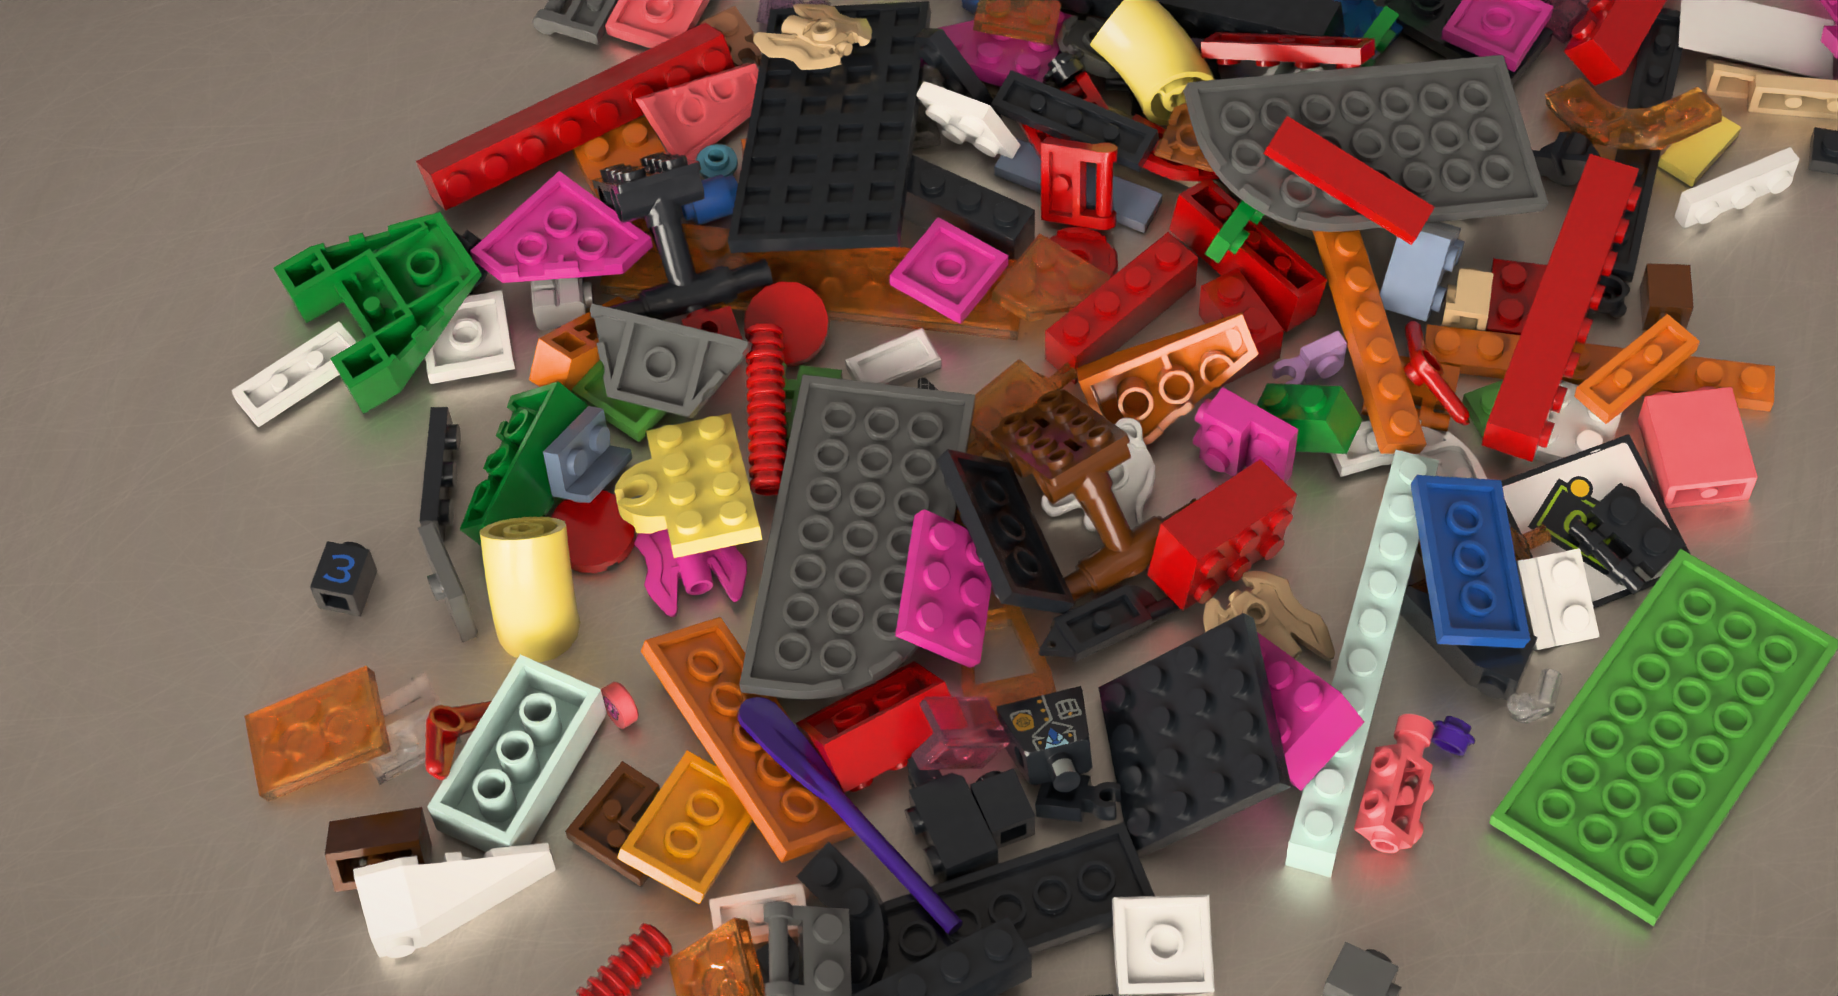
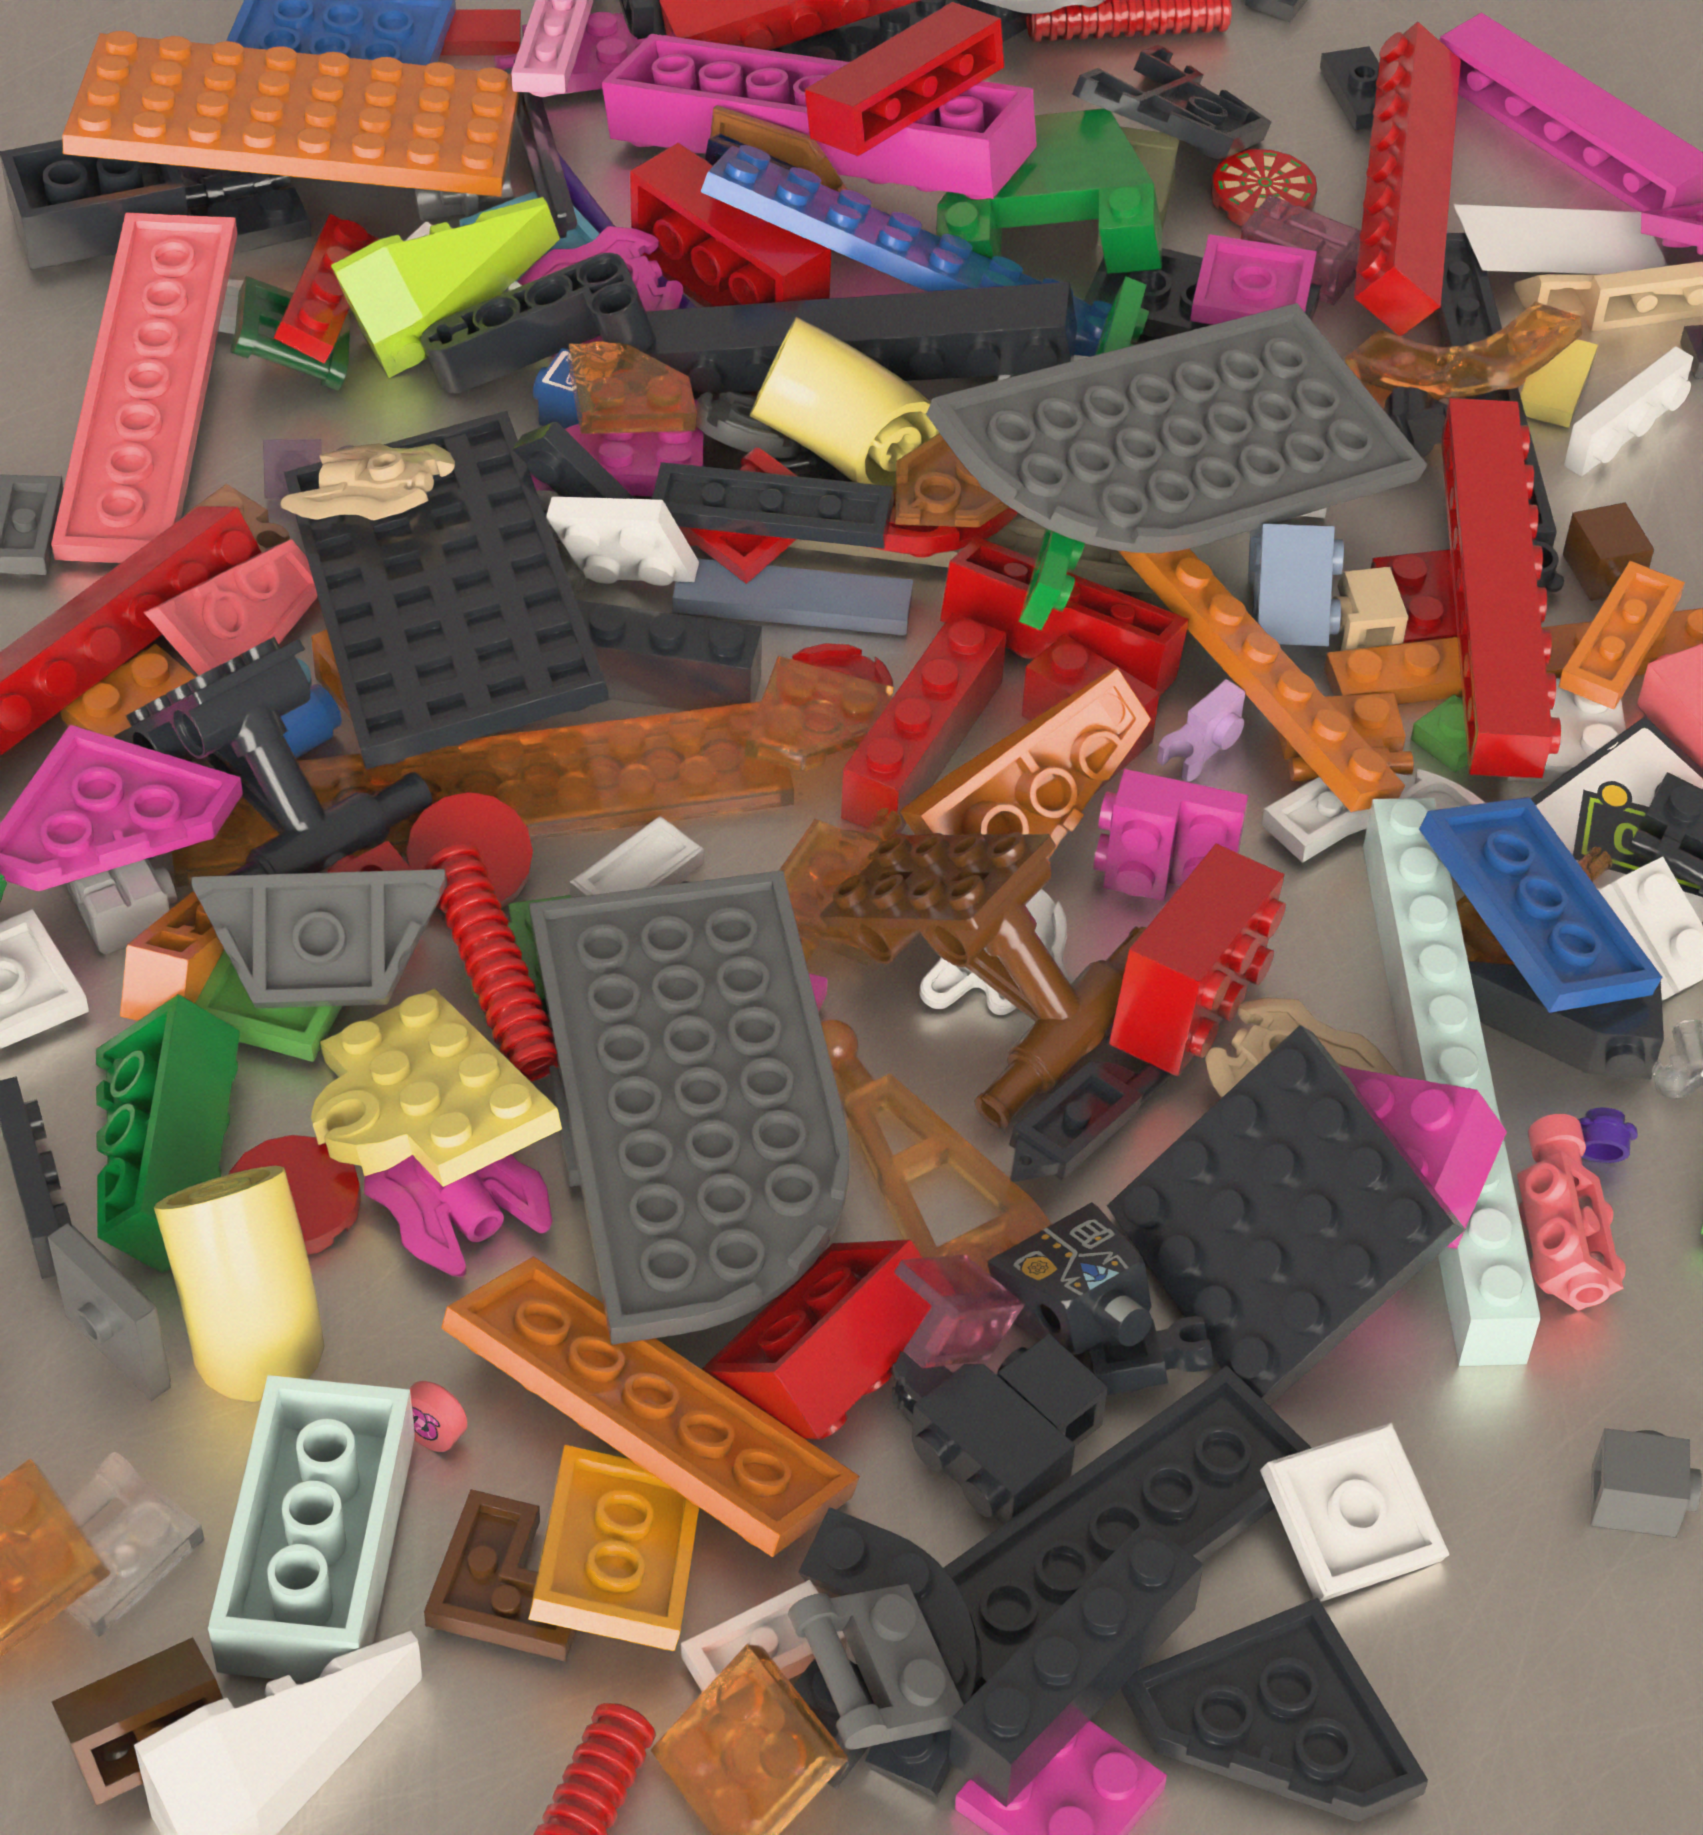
camera: 25 degrees left, 10 degrees down
(443, 728) = (186, 1516): red piece -> none
(582, 459) = (245, 1100): sand blue bracket -> none
(793, 752) = (734, 1408): dark purple piece -> none
(944, 591) = (855, 1123): dark pink plate -> none
(949, 270) = (674, 729): dark pink plate -> none
(1005, 532) = (906, 1028): black plate -> none
(1064, 68) = (728, 447): black plate -> none
(1065, 183) = (786, 586): red plate -> none
(1272, 49) = (1002, 357): red plate -> none
(1320, 412) = (1257, 767): green brick -> none
(1349, 180) = (1184, 476): red tile -> none
(1427, 369) = (1359, 698): red piece -> none

